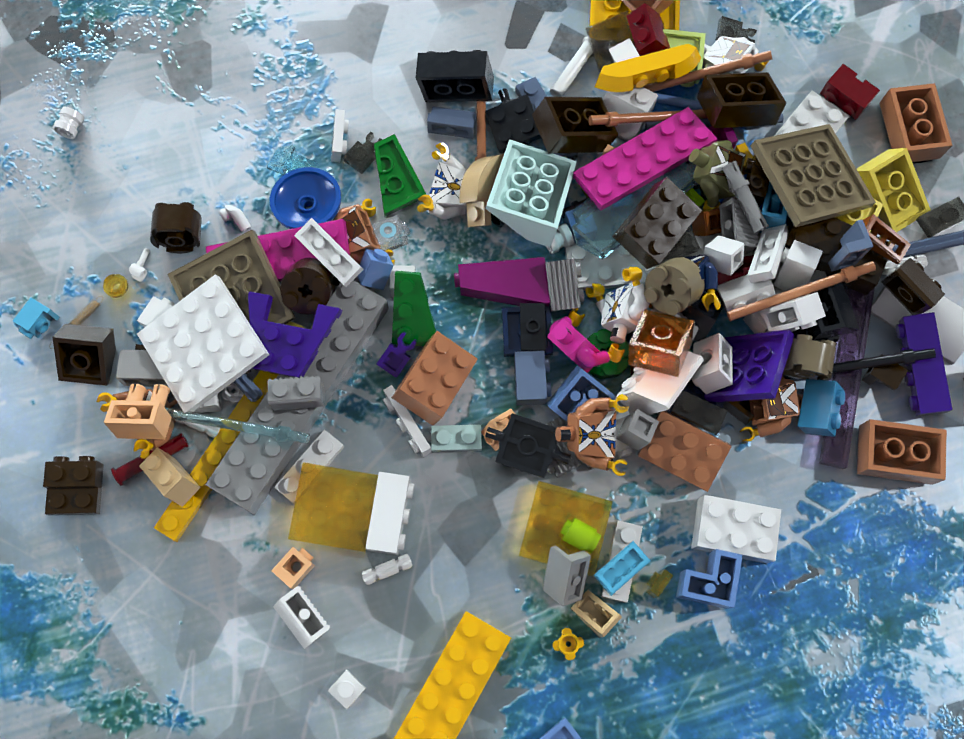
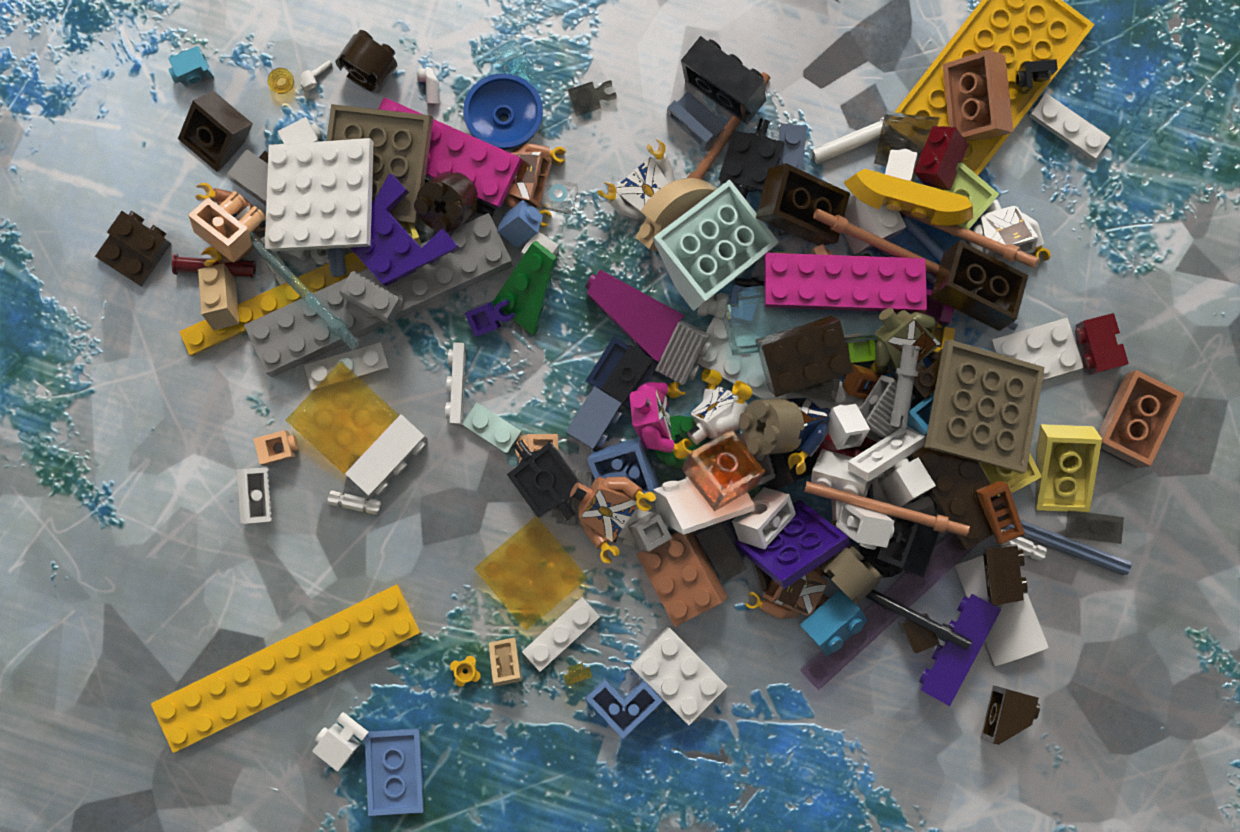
camera: 30 degrees right, 10 degrees up
(85, 312) = (237, 91): tan piece -> none
(329, 252) = (484, 184): white plate -> none
(339, 145) = (571, 74): white plate -> none
(346, 689) = (254, 580): white plate -> none
(396, 176) = (604, 143): green wing -> none
(434, 378) = (505, 363): nougat brick -> none
(566, 575) = (501, 614): light grey panel -> none
(580, 535) = (536, 588): lime brick -> none
(621, 568) = (552, 640): medium azure plate -> none
(733, 29) = (1035, 205): clear smoke plate -> none
(854, 244) = (963, 506): sand blue panel -> none
(902, 452) = (877, 710): nougat brick -> none

